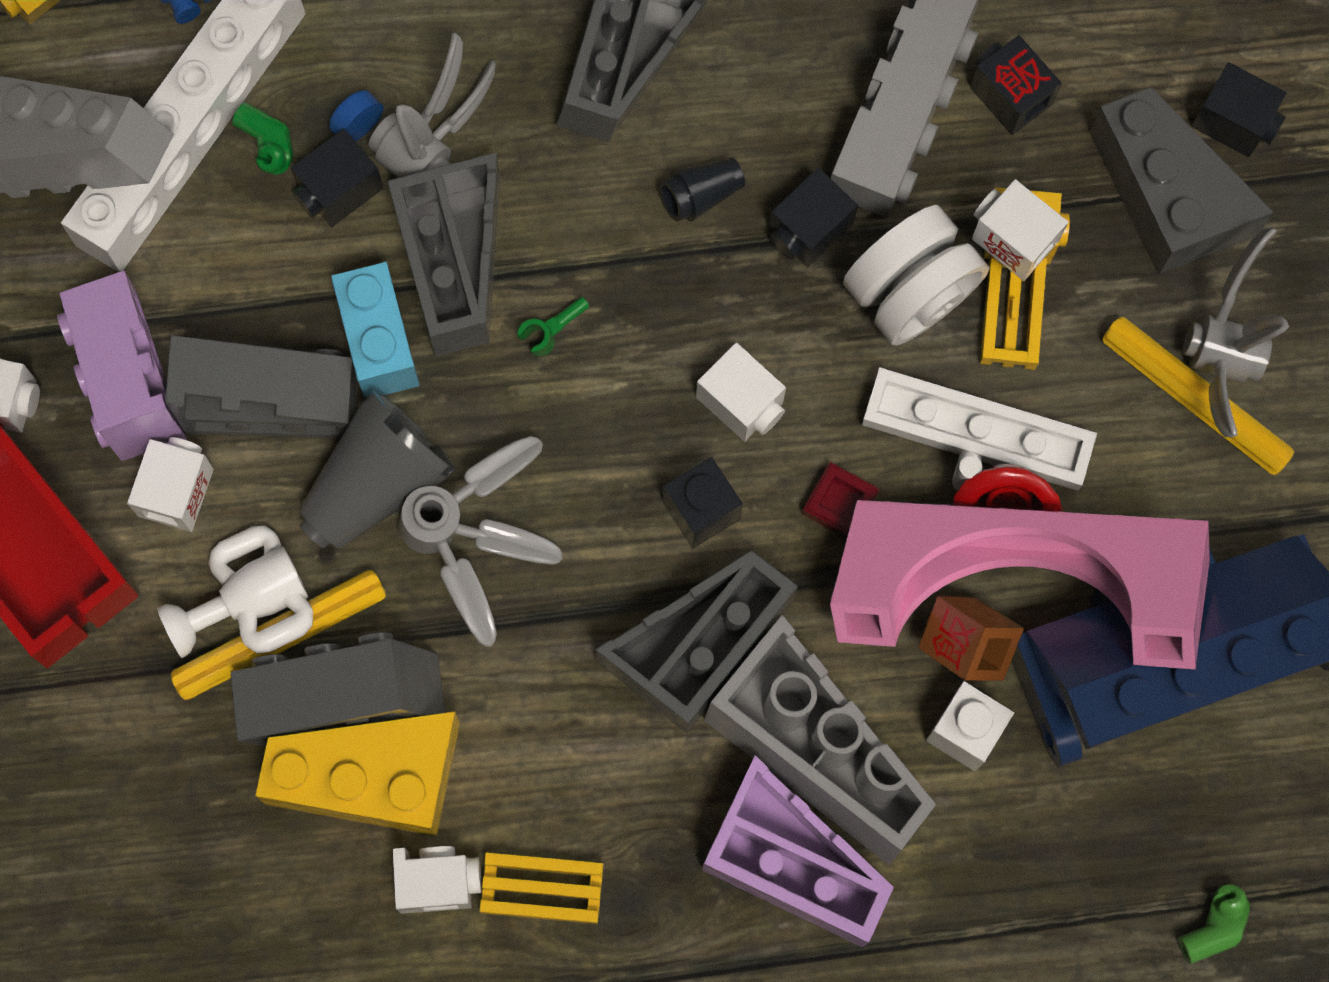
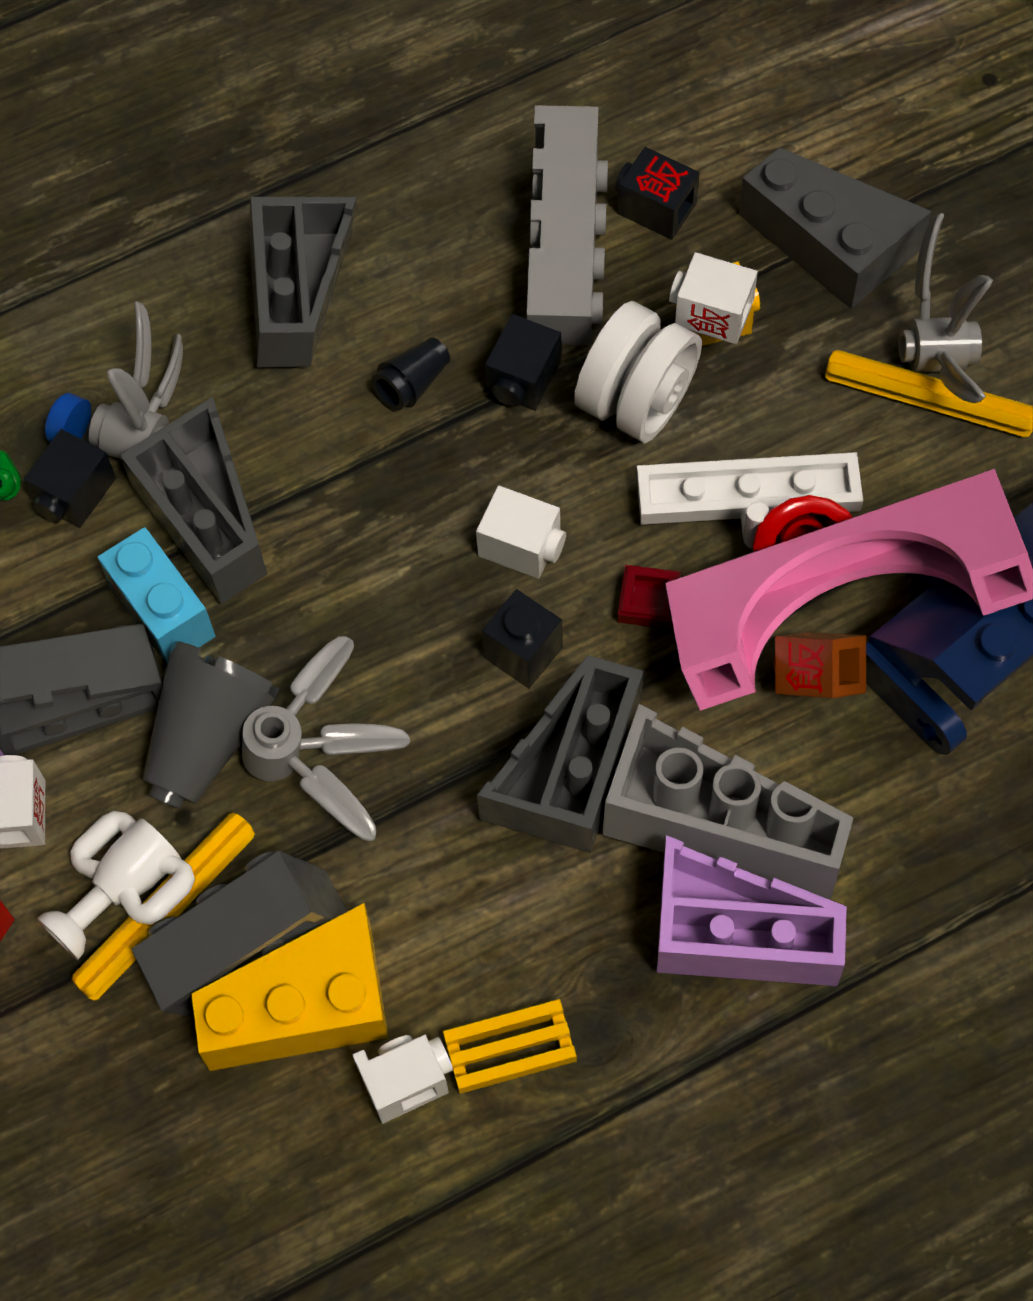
camera: 15 degrees left, 10 degrees down
(551, 326) = (319, 540): green hand -> none
(970, 726) = (852, 745): white brick -> none
(1009, 355) = (746, 418): yellow tile -> none
(1241, 111) = (866, 145): black brick -> none

